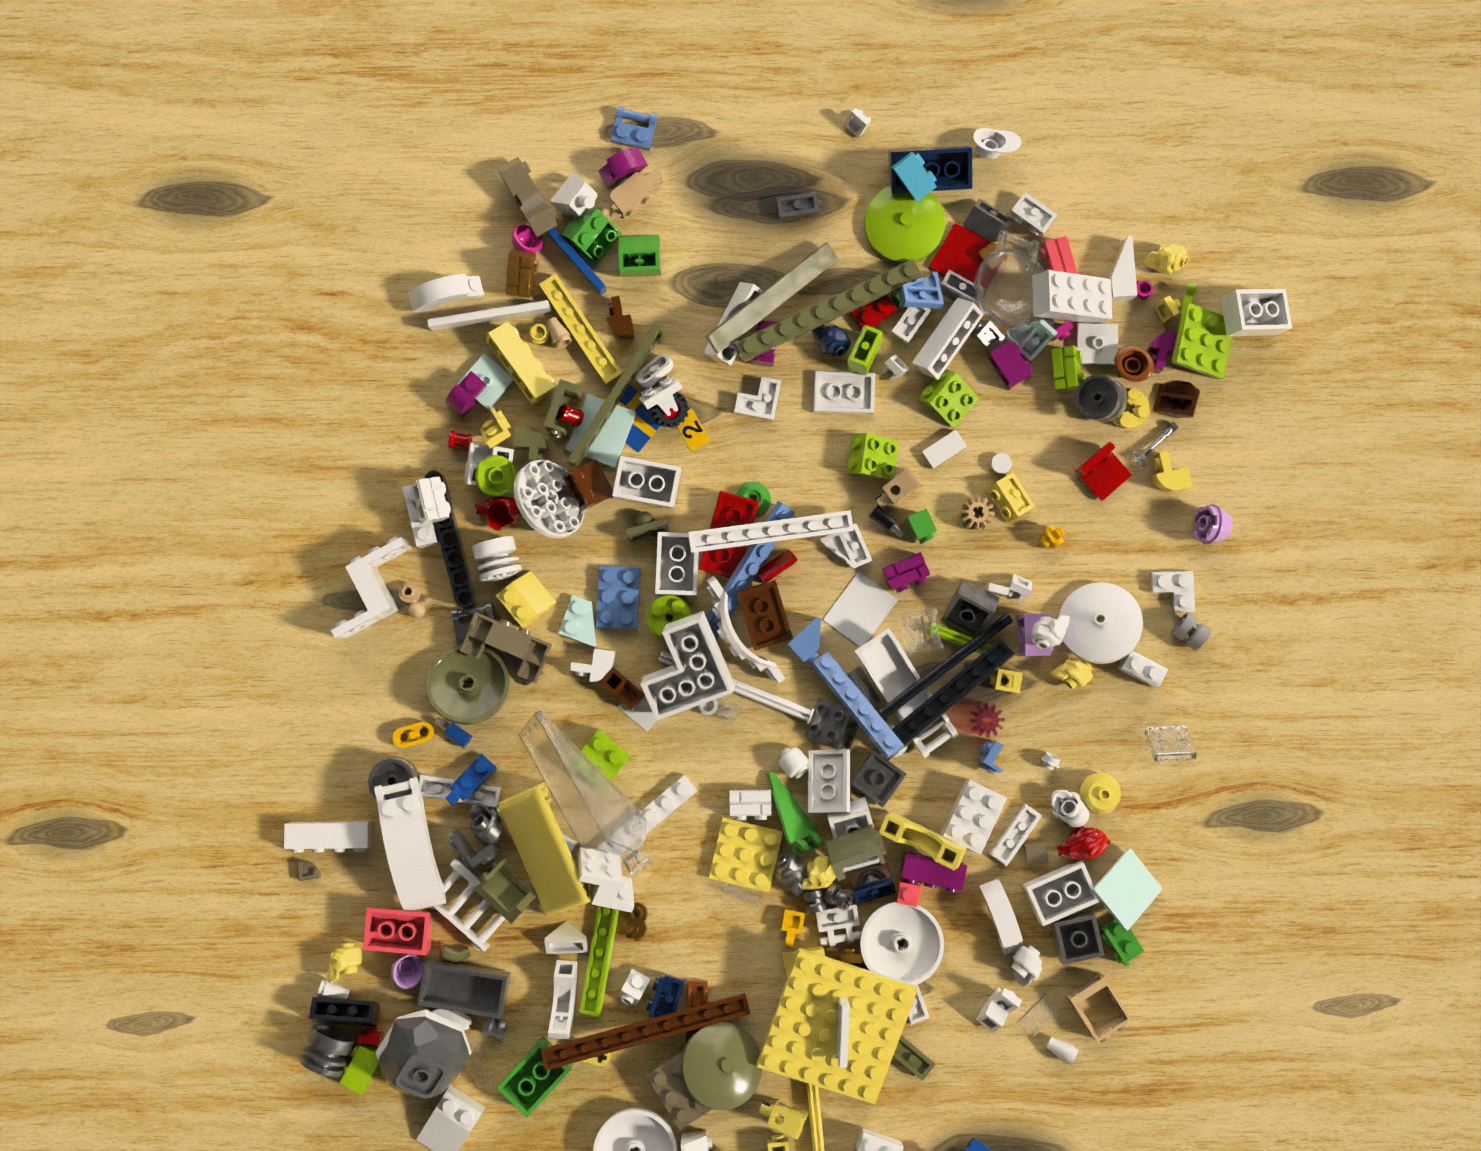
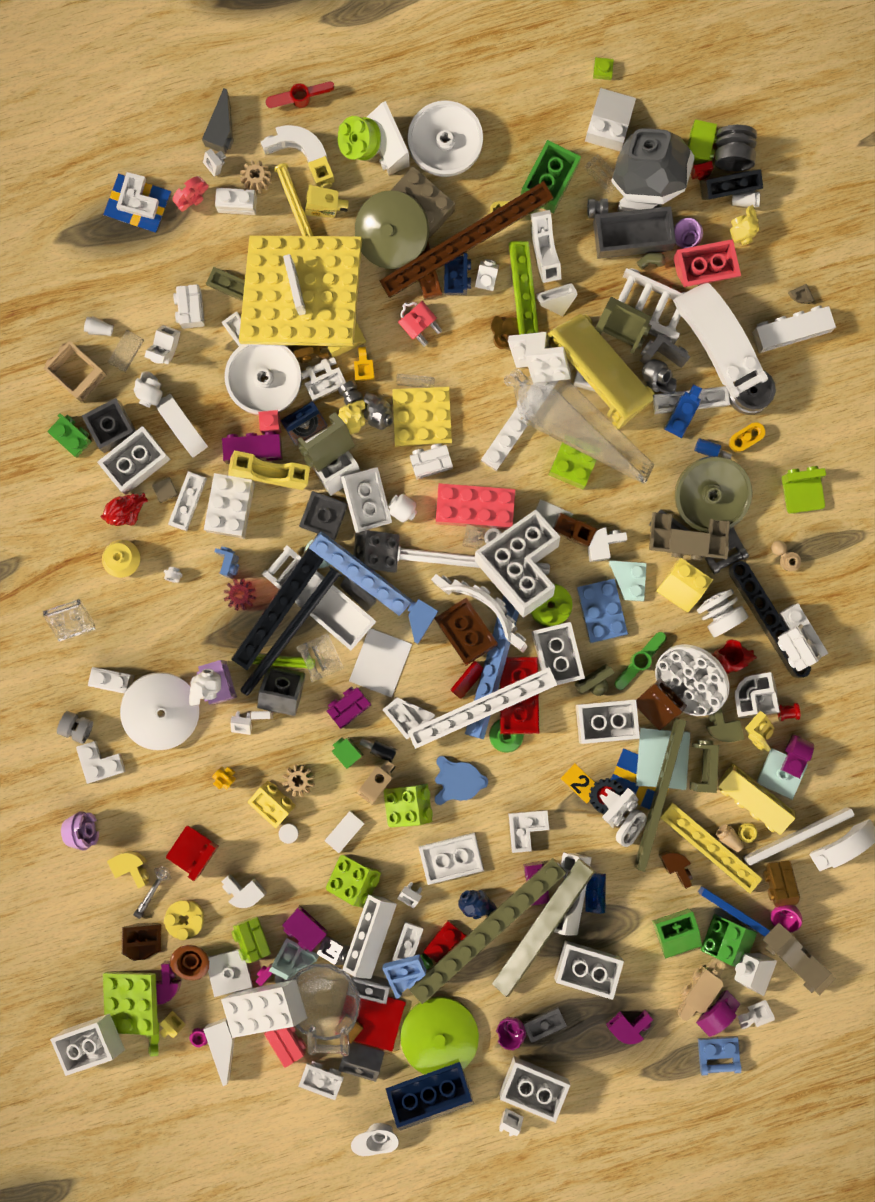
camera: 165 degrees right, 0 degrees up
(371, 587) = (826, 555): white bracket -> none
(372, 662) = (803, 490): none -> lime bracket
(495, 475) = (747, 687): lime tile -> none
(570, 415) = (695, 764): red bush -> none
(582, 155) = (758, 1013): none -> white plate
(582, 542) = (649, 650): none -> bright green piece
(709, 316) = (596, 894): none -> clear blue plate
(717, 175) = (628, 1031): none -> magenta brick
(718, 742) = (475, 506): none -> coral brick
(721, 958) = (417, 320): none -> coral piece
(738, 245) = (588, 969): none -> white brick
(793, 819) = (388, 458): bright green flag -> none
(814, 467) = (459, 781): none -> medium blue tile
(825, 146) = (534, 1089): none -> white brick
(833, 206) = (511, 1033): none -> magenta hair
(838, 896) = (329, 402): flat silver wheel -> none
(865, 350) = (443, 903): lime brick -> none
(914, 176) = (444, 1083): medium azure brick -> none
(959, 1044) = (190, 306): none -> white brick
(1013, 684) = (224, 634): light yellow brick -> none
(1063, 413) = (245, 896): none -> white brick
(1069, 808) = (145, 537): white head -> none
(1073, 673) = (172, 659): light yellow head -> none
(1101, 398) = (212, 920): flat silver wheel -> none
(1127, 889) = (75, 480): light aqua piece -> none
(1168, 258) = (183, 1073): light yellow head -> none

